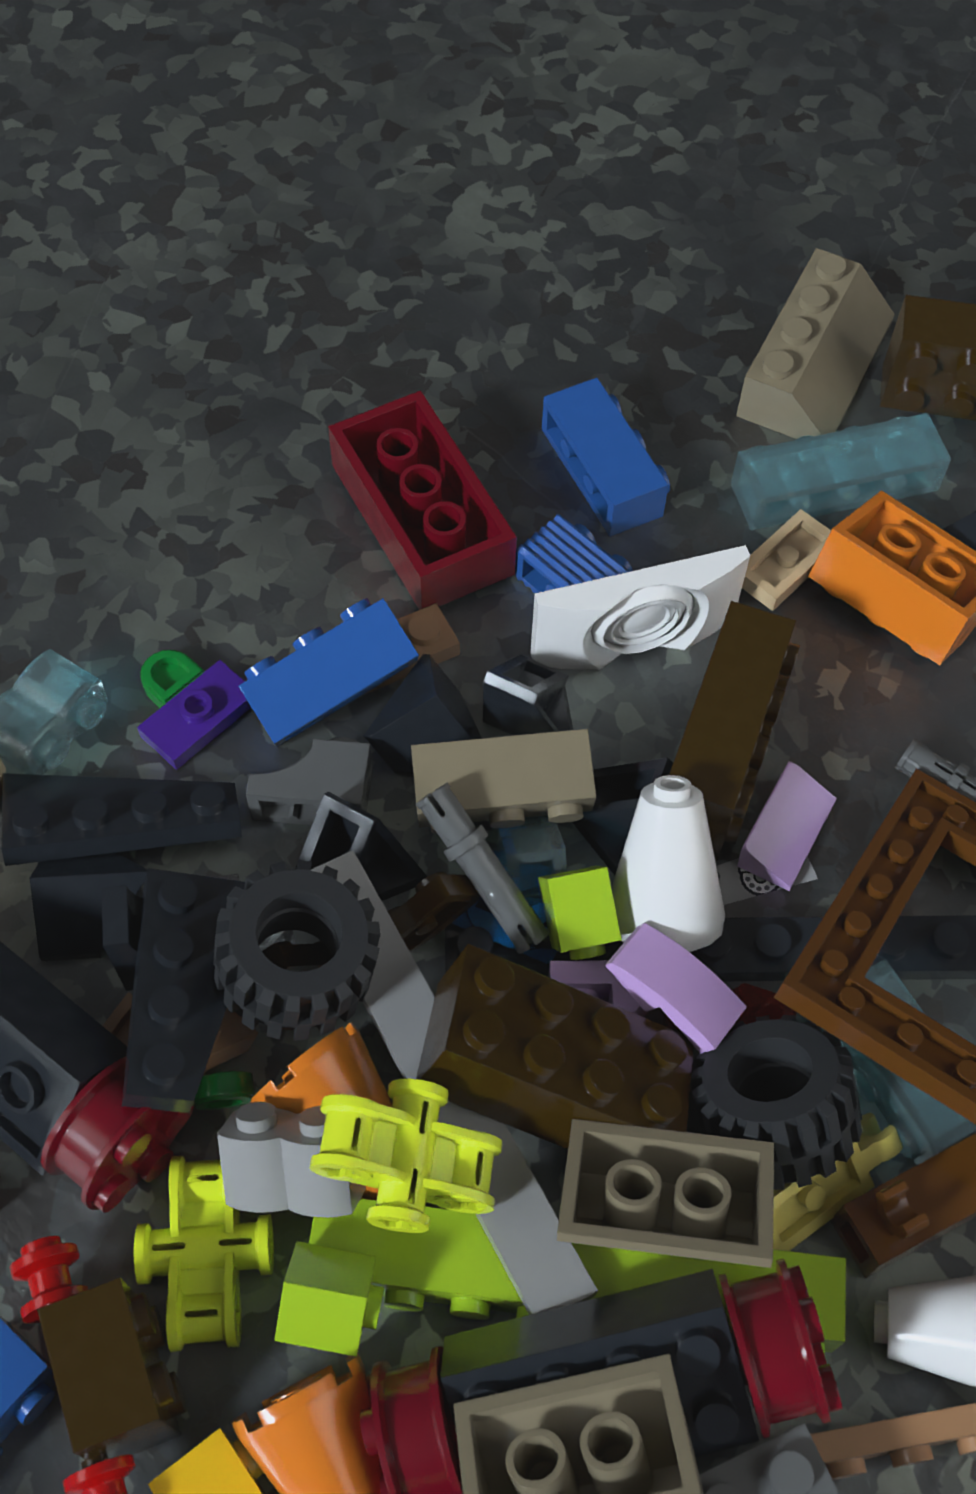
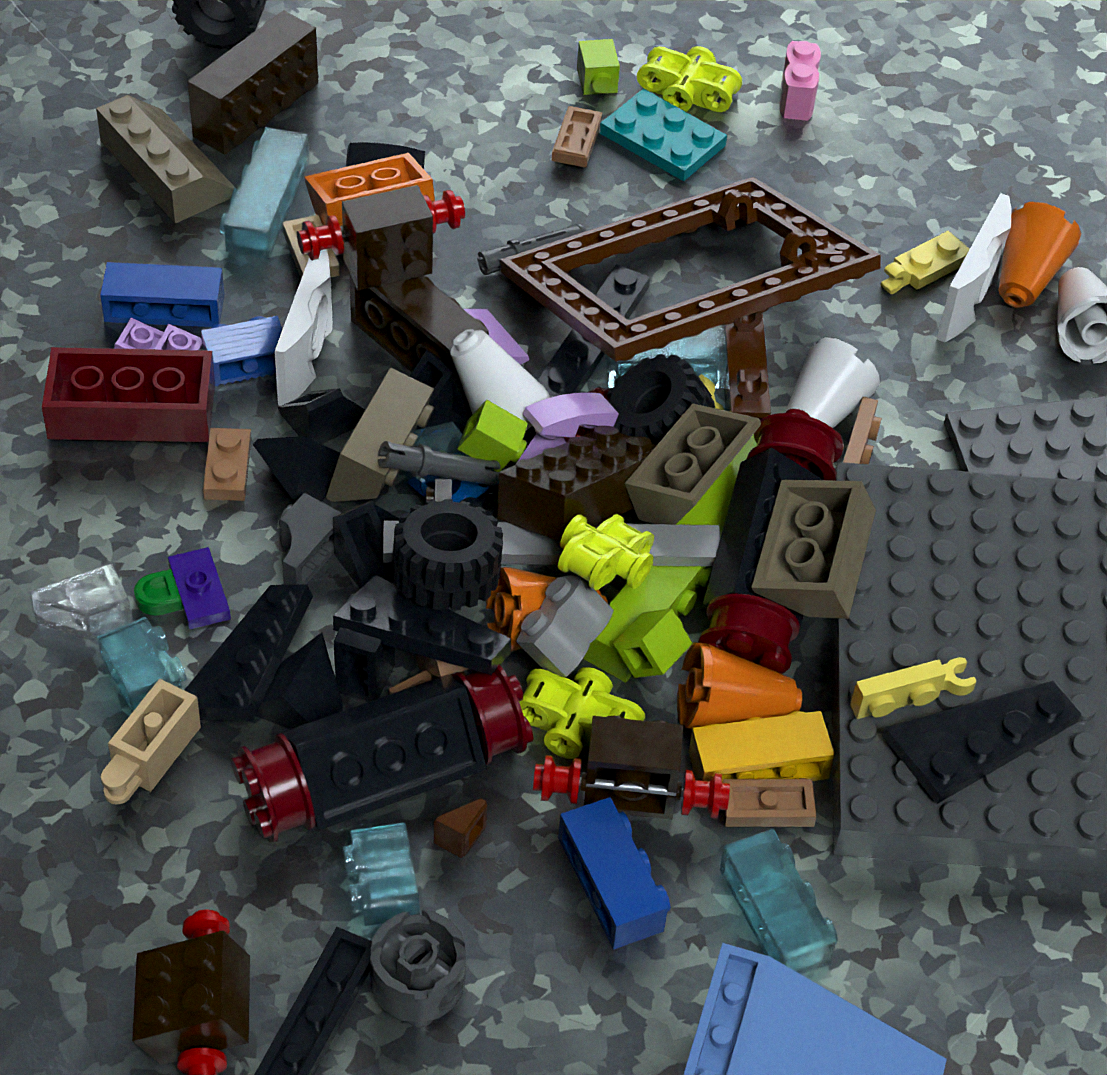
camera: 65 degrees left, 10 degrees down
(107, 621) = (83, 604): none -> clear slope
(328, 670) = (234, 493): blue brick -> none
(529, 489) = (142, 336): none -> lavender slope
(778, 606) = (384, 234): none -> dark brown brick

